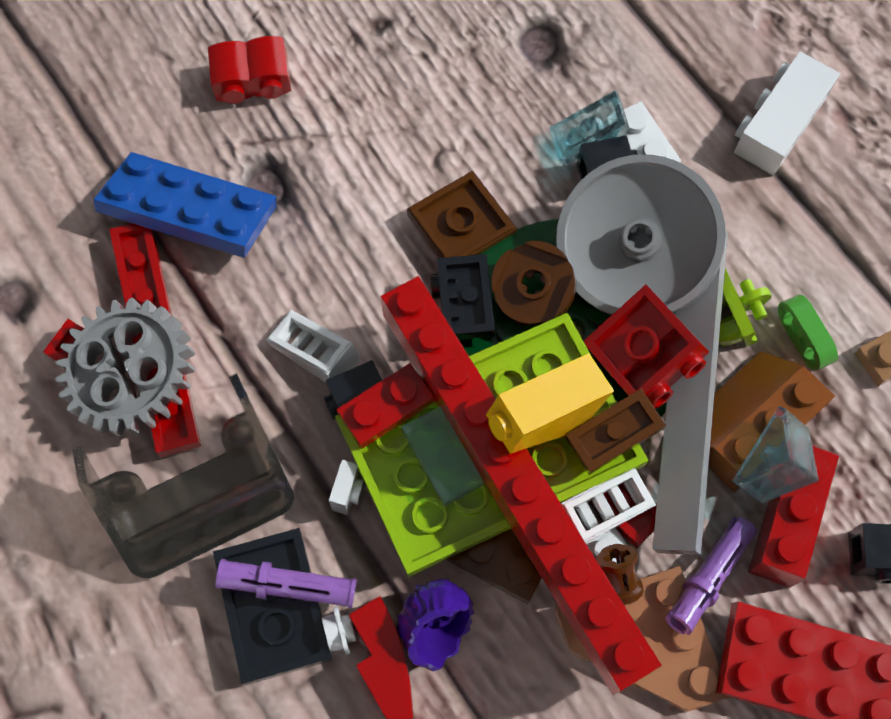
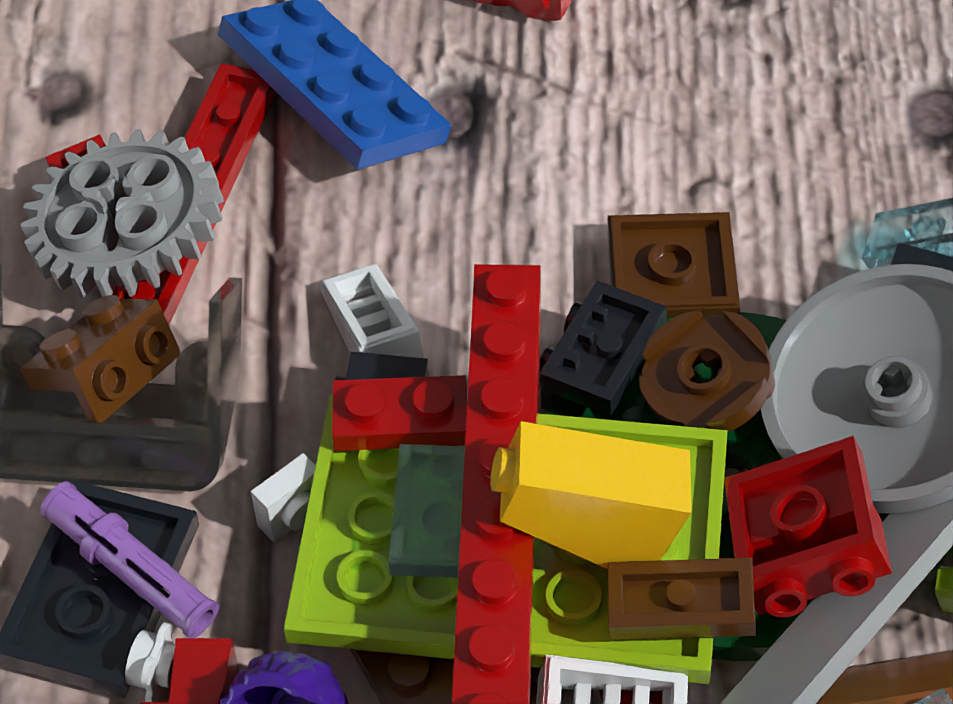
camera: 35 degrees right, 15 degrees down
(182, 467) = (105, 354): none -> reddish brown bracket

